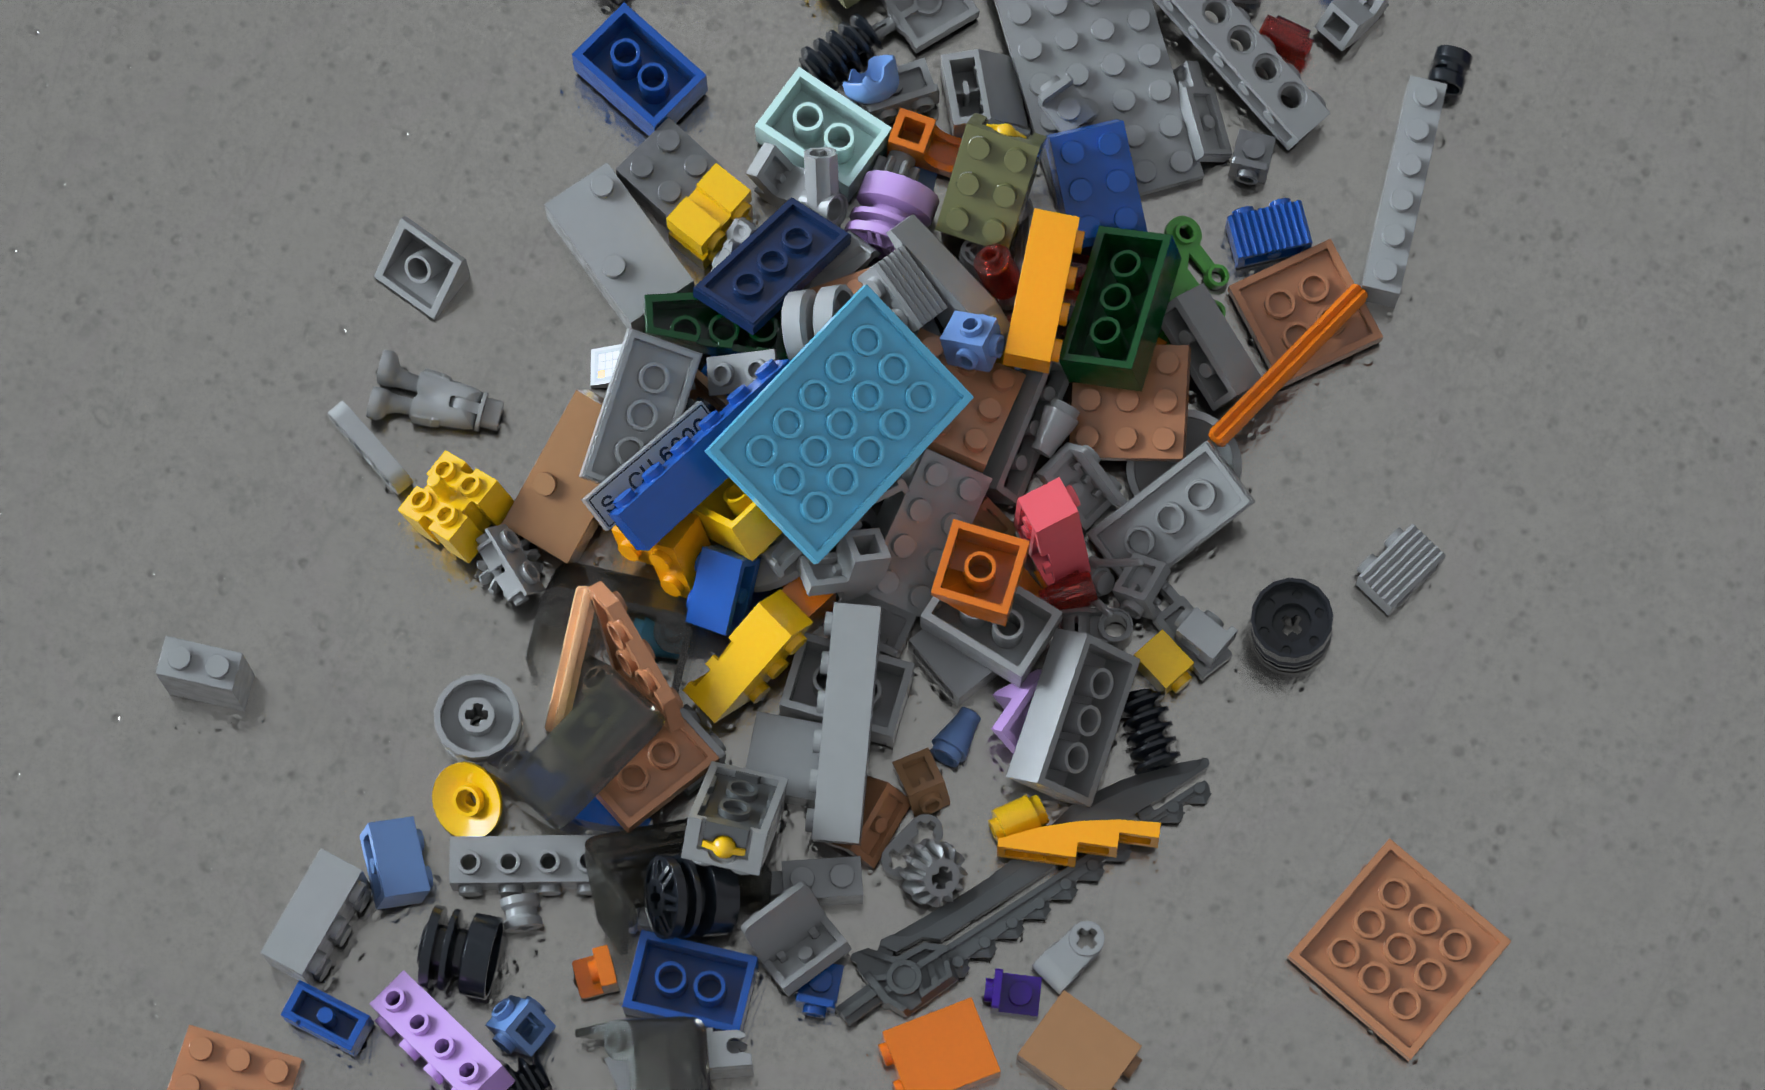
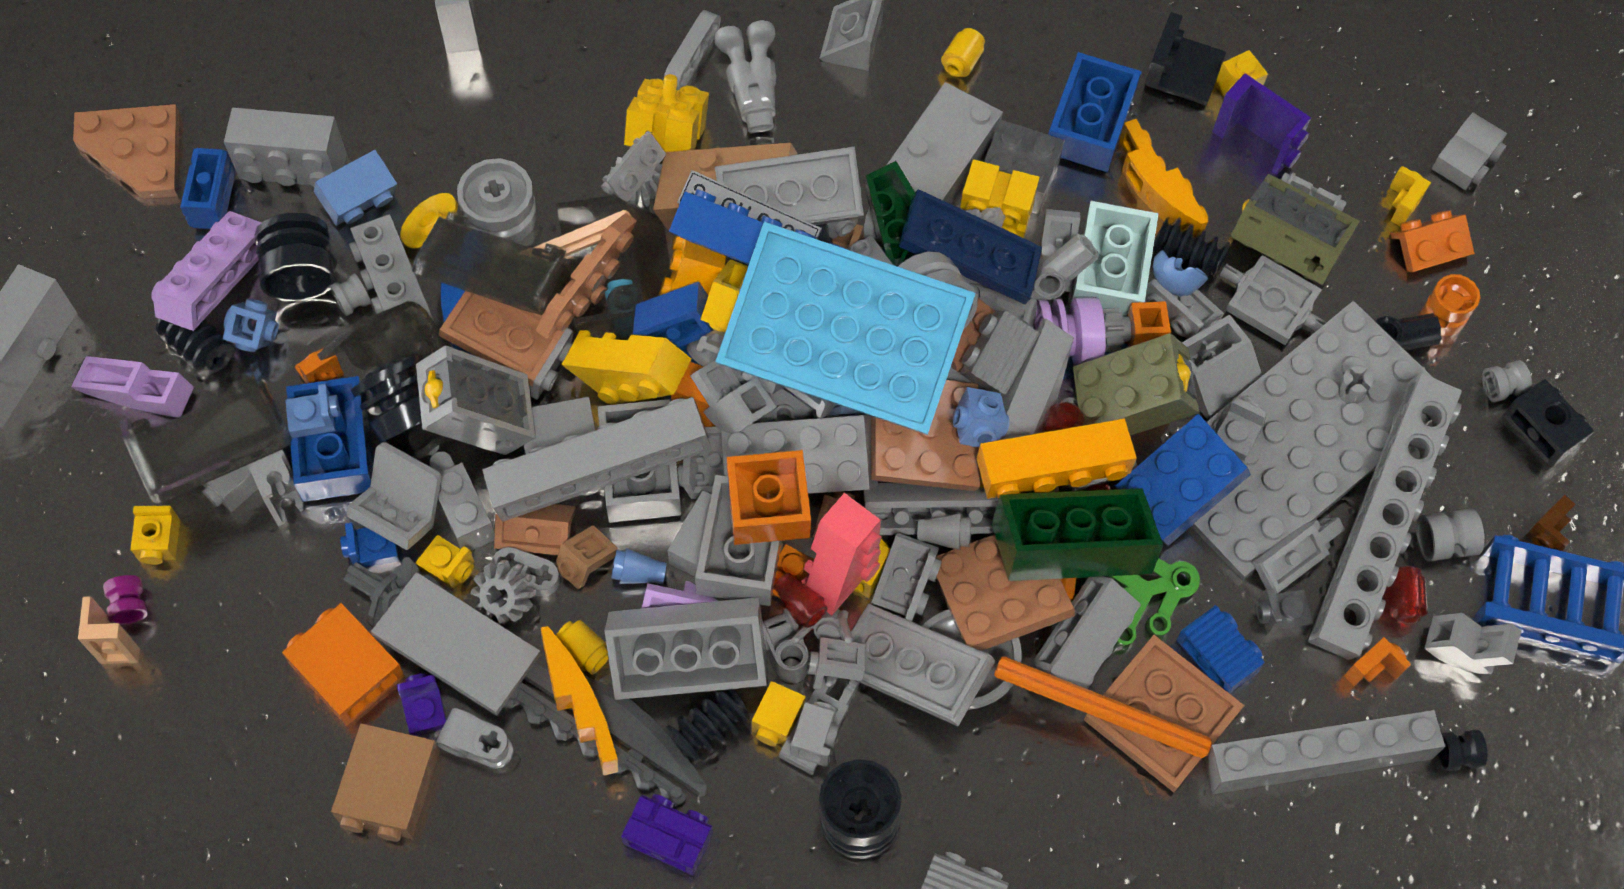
camera: 65 degrees right, 10 degrees down
(502, 168) = (963, 52): none -> yellow brick
(670, 986) = (312, 413): none -> medium blue bracket
(762, 48) = (1159, 189): none -> light orange slope
(870, 919) = (446, 562): none -> yellow bracket
(970, 935) = (456, 643): none -> light grey tile
(1237, 810) = (668, 833): none -> dark purple brick
(1339, 106) = (1380, 657): none -> orange bracket

